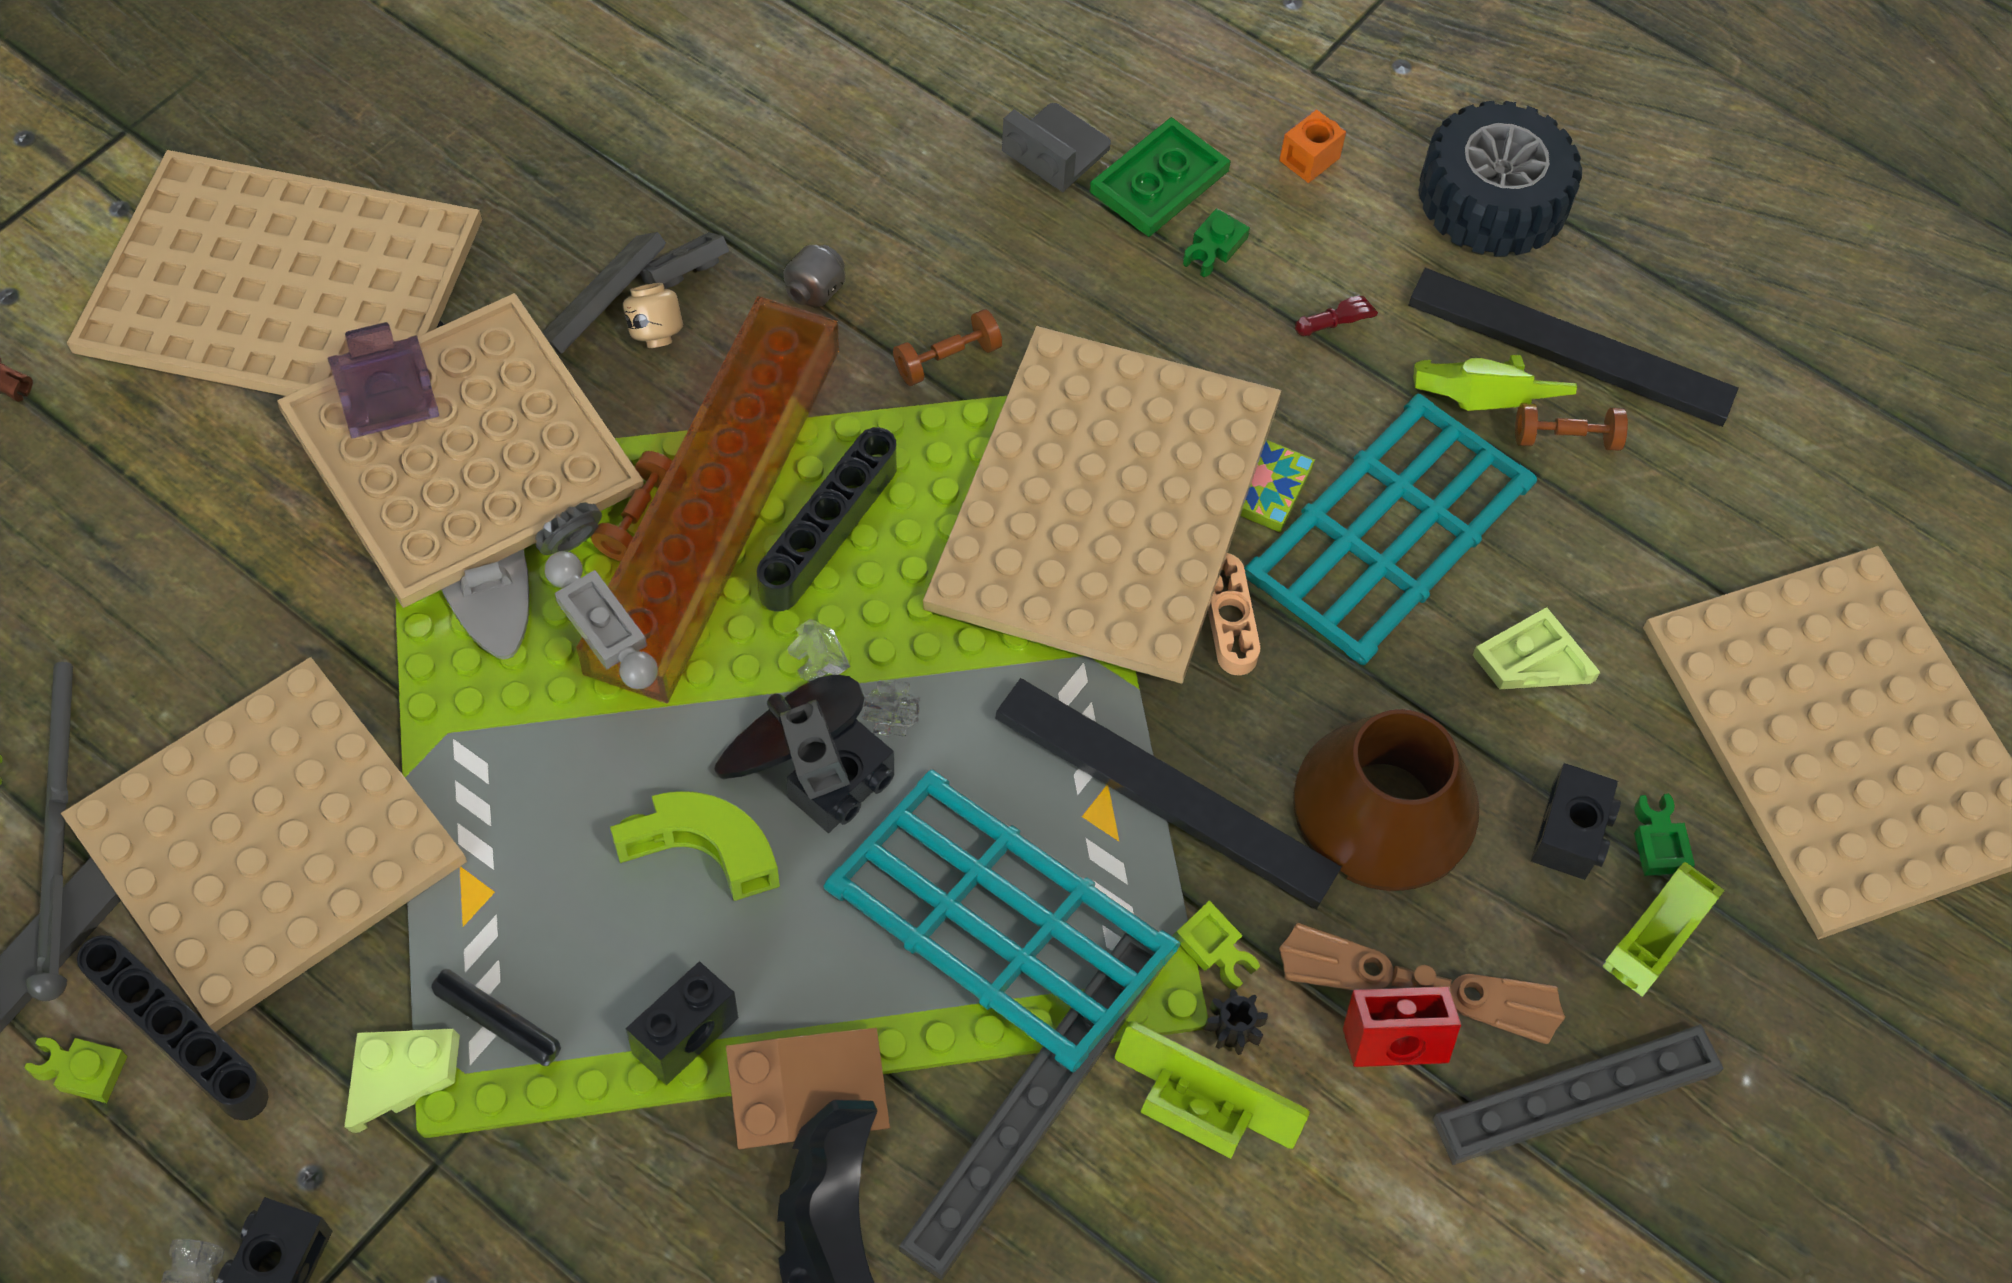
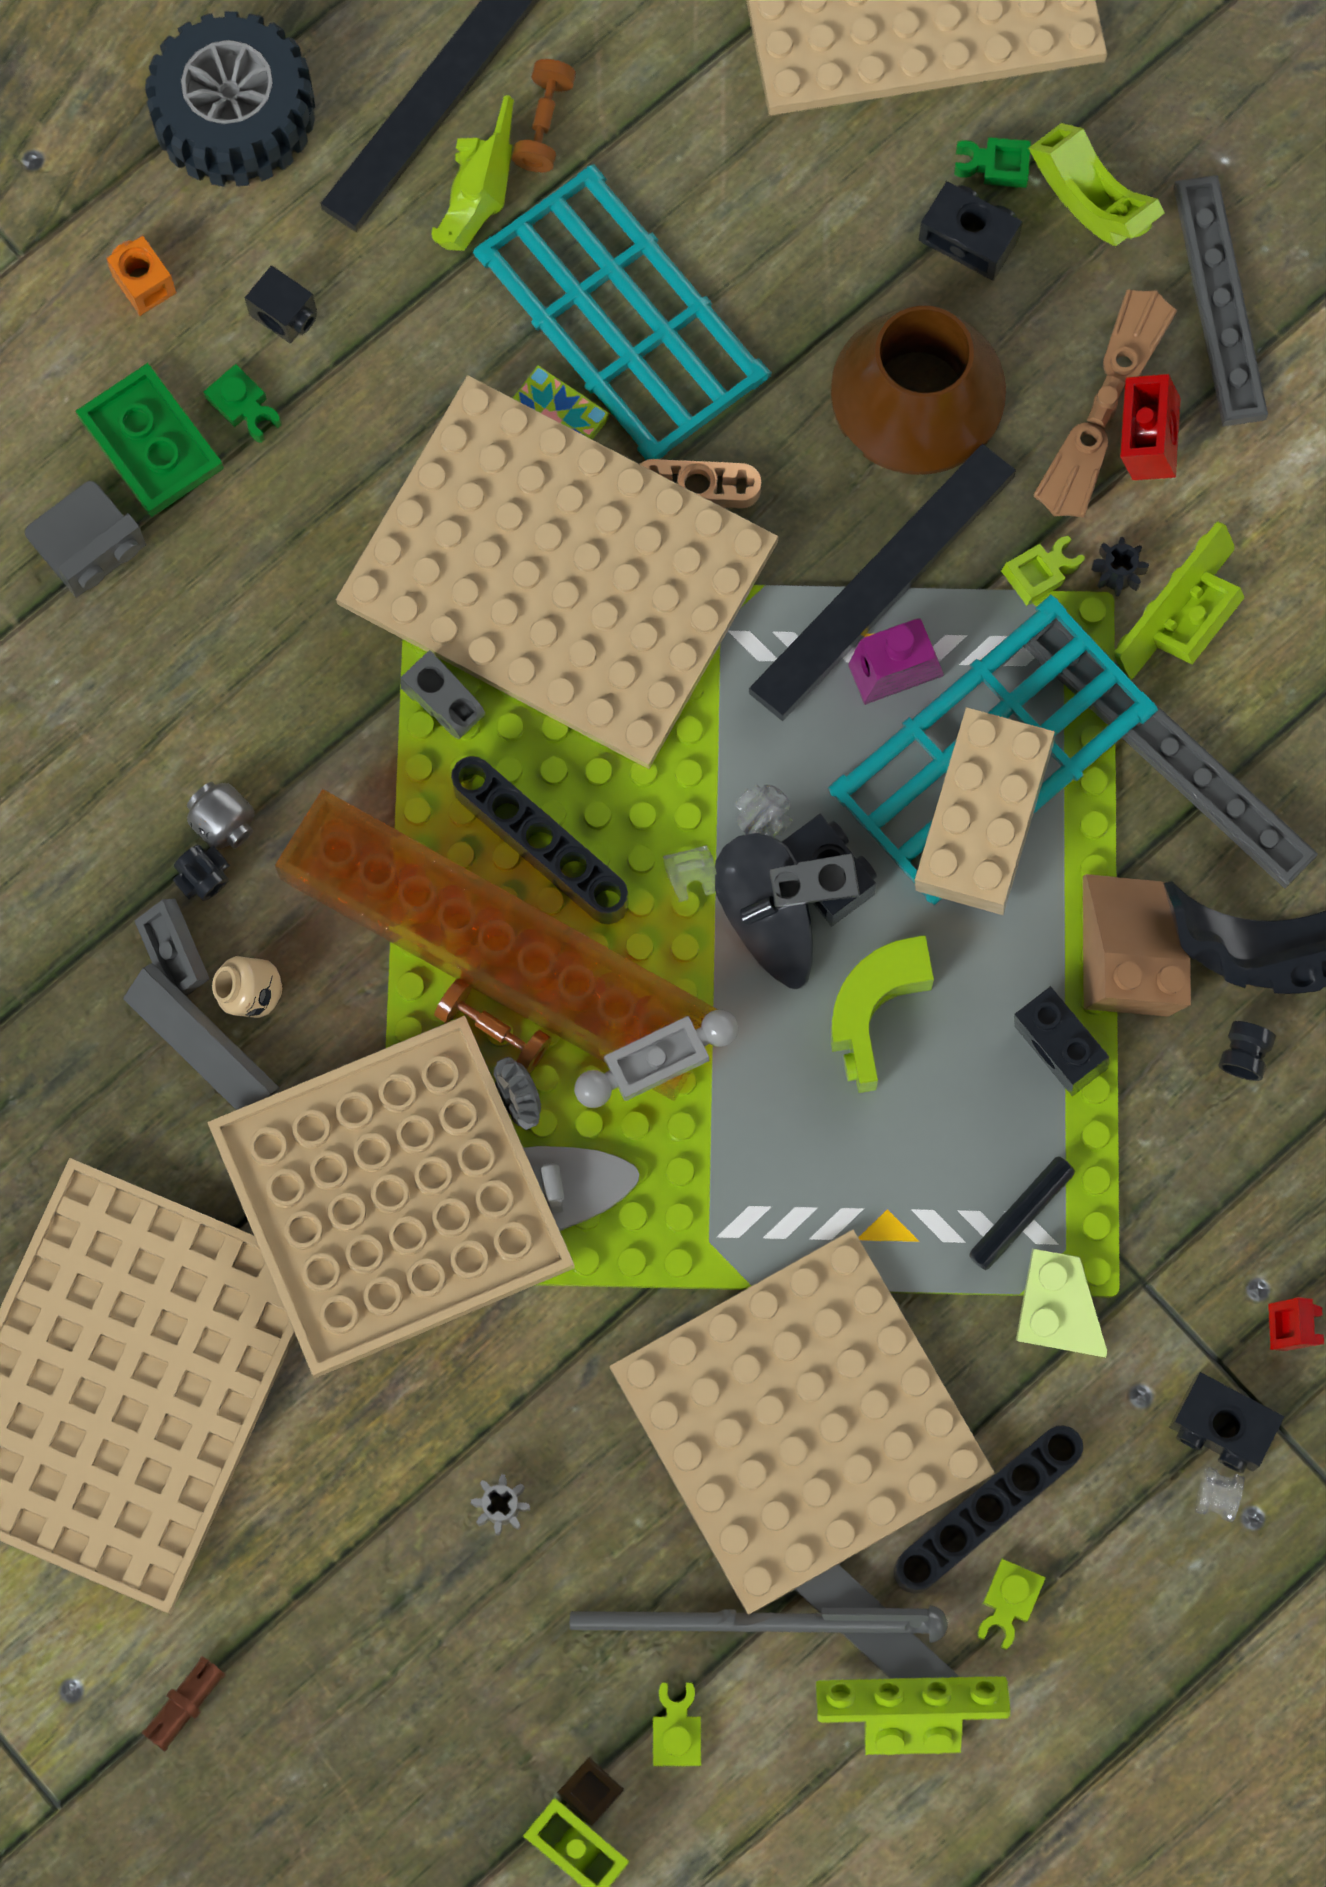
camera: 75 degrees left, 15 degrees up
(171, 586) = (503, 1492): none -> light grey gear
(382, 381) = (316, 1260): panel -> none
(702, 1231) = (1247, 1049): none -> black wheel
(757, 268) = (201, 872): none -> black gear
(919, 902) = (984, 811): none -> tan brick
(959, 418) = (442, 695): none -> dark grey leg
(985, 332) = (324, 654): dark orange wheel -> none
(1073, 800) = (896, 659): none -> magenta torso
(1315, 250) = (281, 305): none -> black brick
(1348, 311) = (358, 291): dark red piece -> none
(1535, 655) = (790, 218): yellowish green wing -> none

